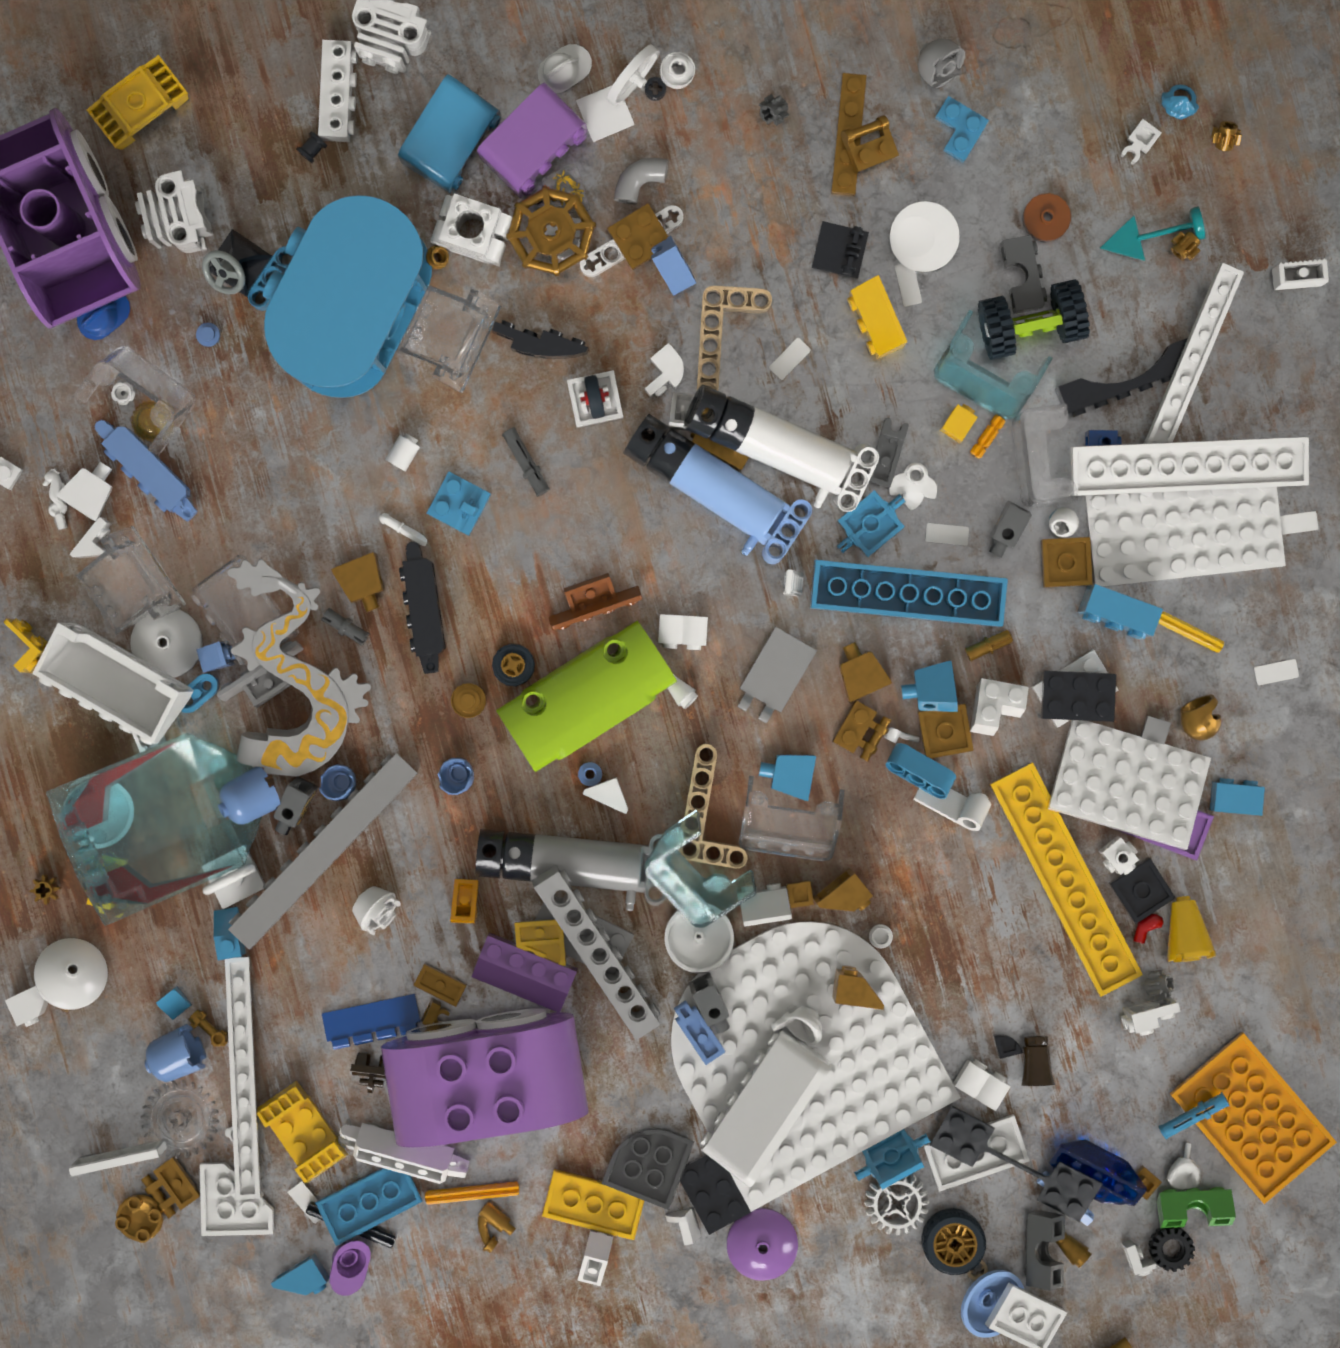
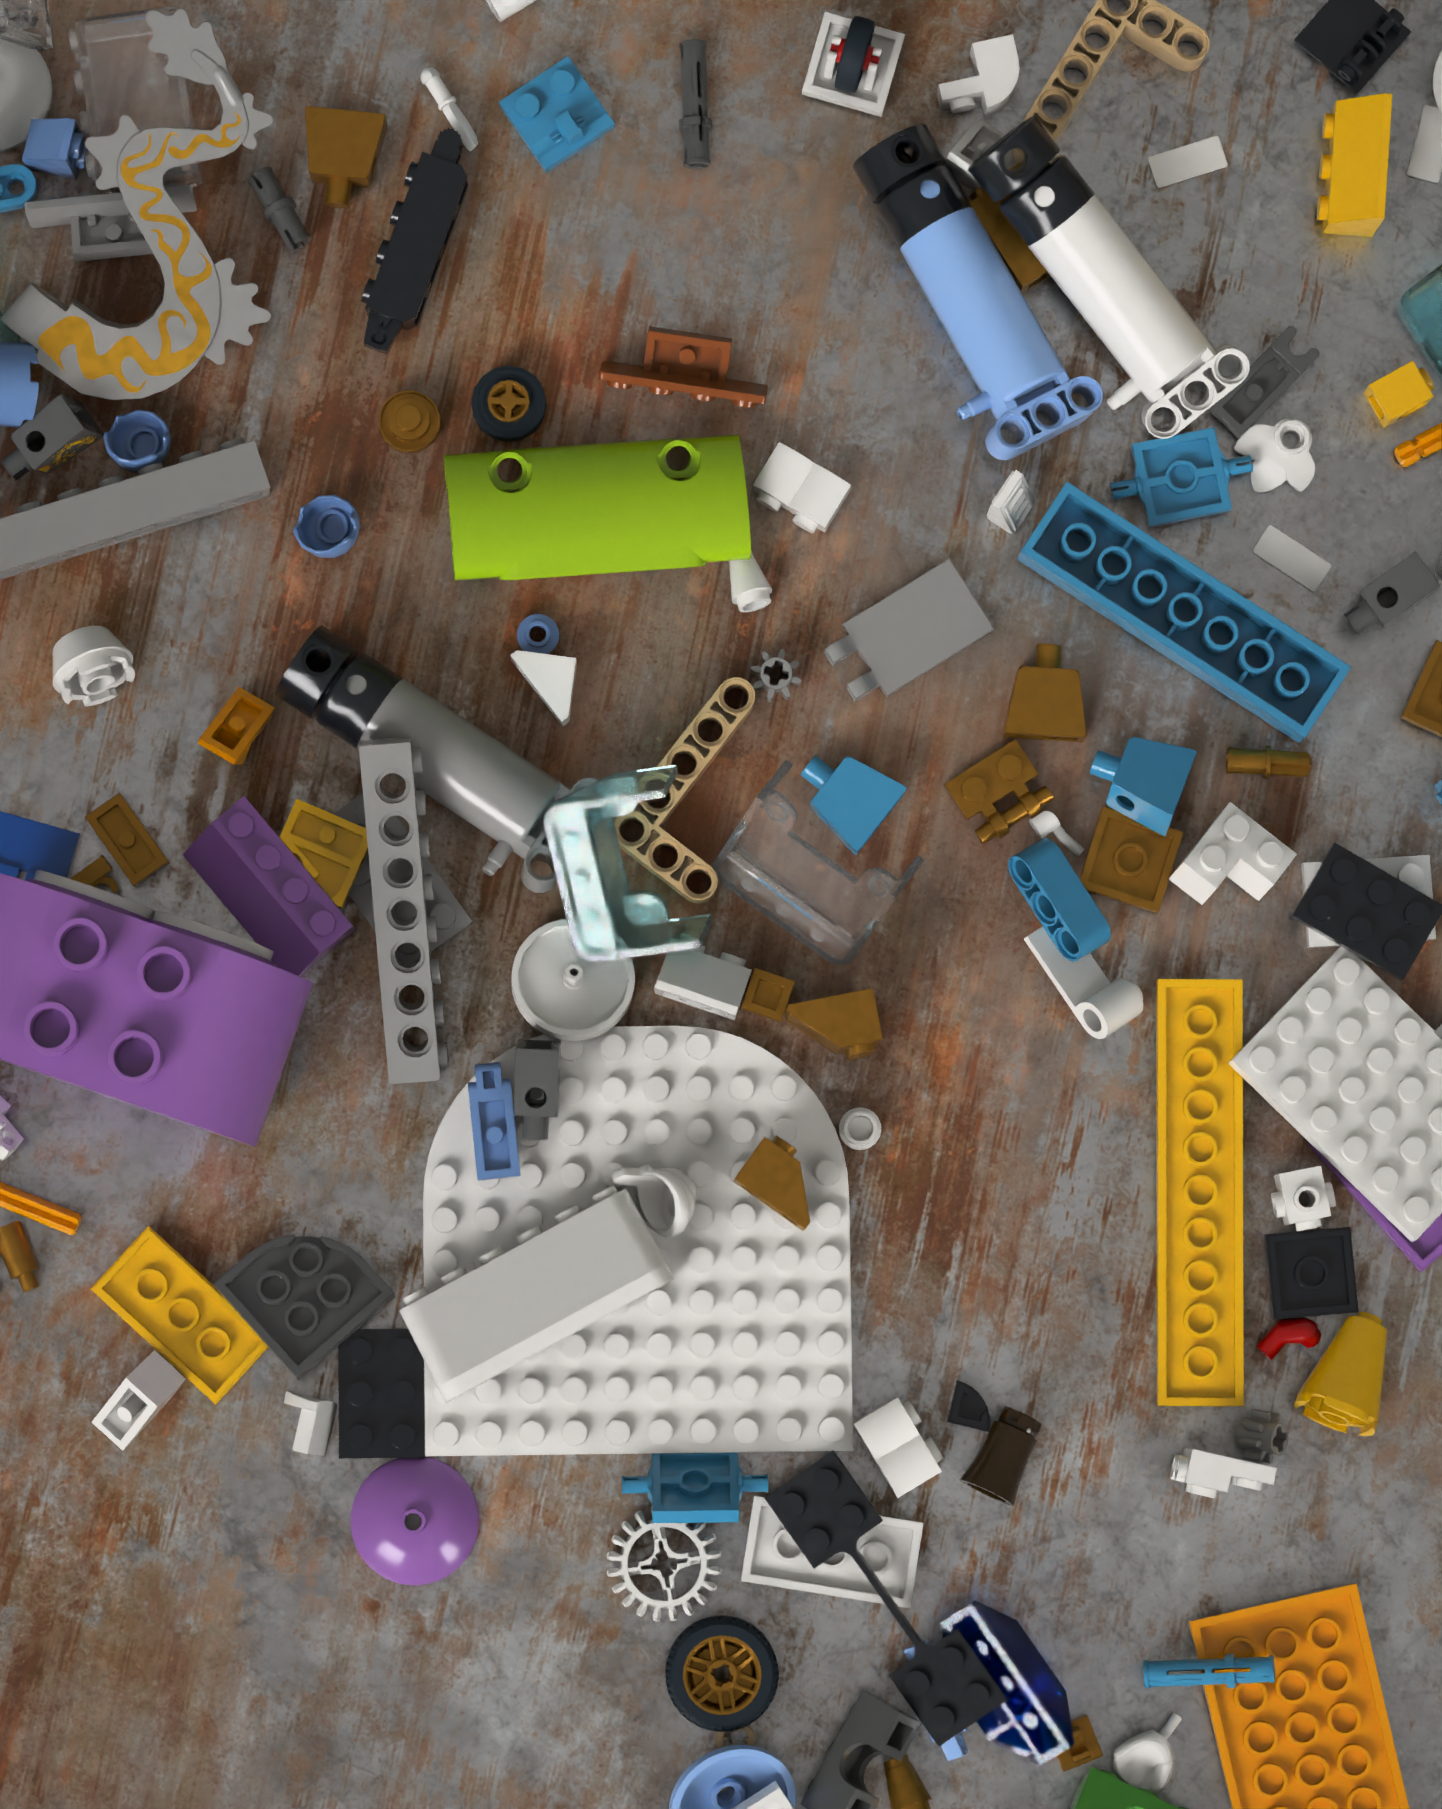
camera: 20 degrees right, 5 degrees down
(725, 736) = (768, 666): none -> light grey gear

